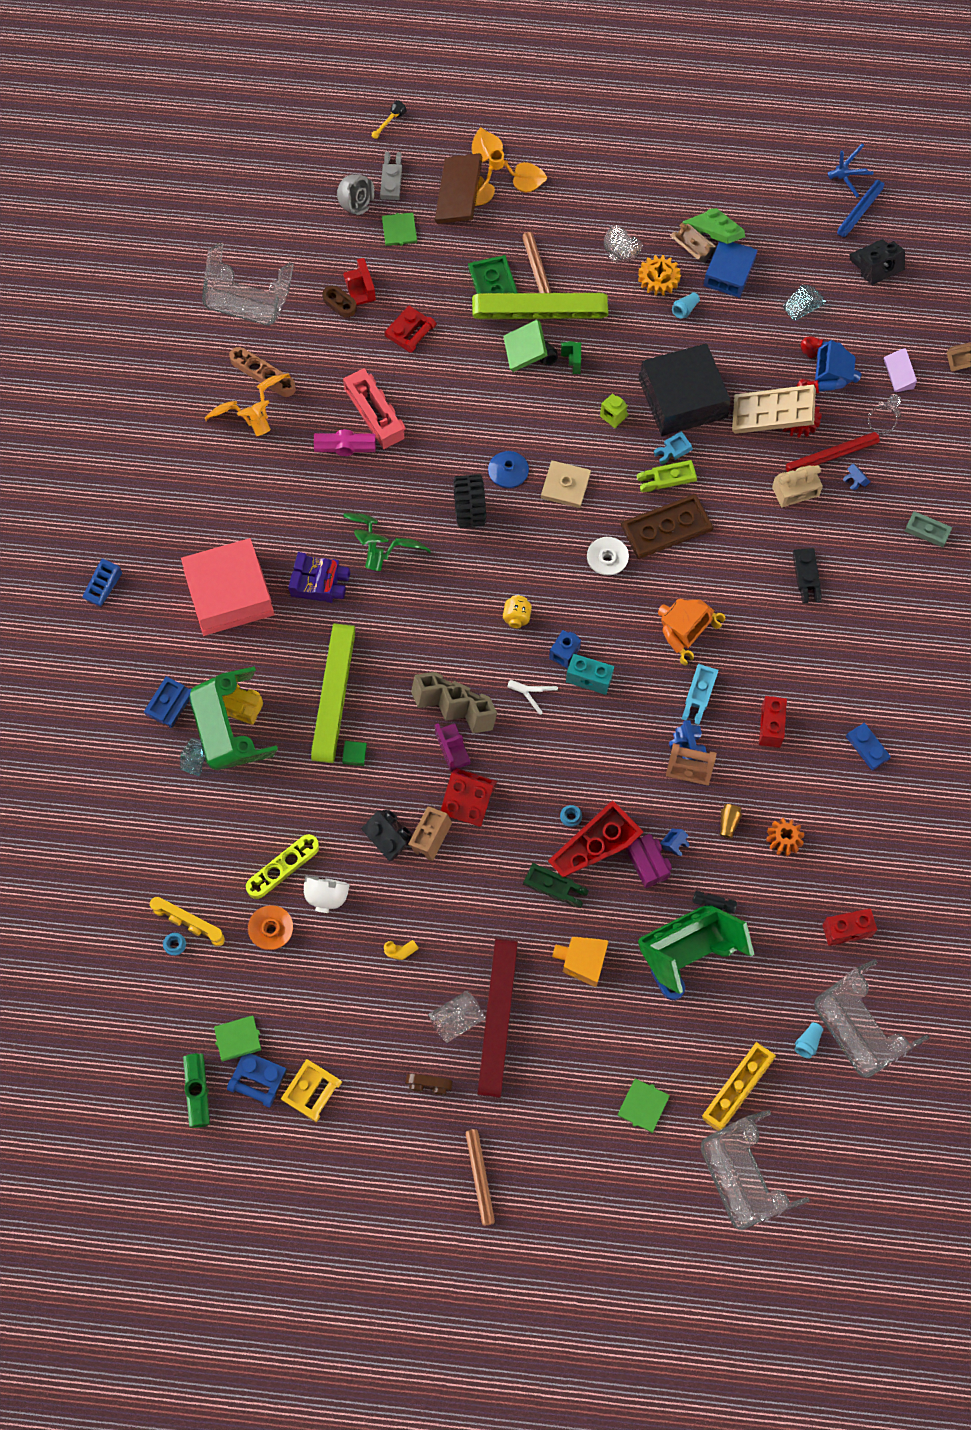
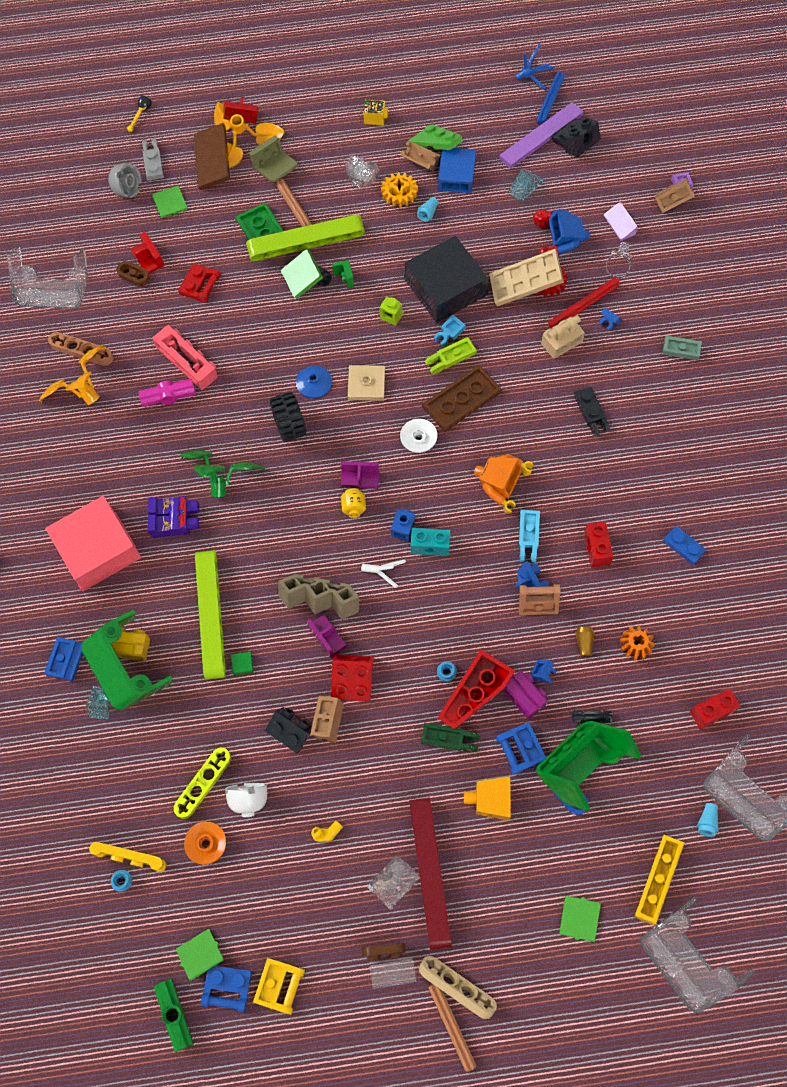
camera: 10 degrees left, 0 degrees up
(432, 1108) = (392, 973): none -> clear plate
(494, 1140) = (455, 989): none -> tan beam
(509, 145) = (247, 111): none -> red panel
(524, 208) = (271, 160): none -> olive bracket
(532, 583) = (360, 475): none -> magenta panel
(636, 915) = (527, 746): none -> blue plate
(655, 179) = (375, 112): none -> brick
(837, 249) = (540, 135): none -> medium lavender tile

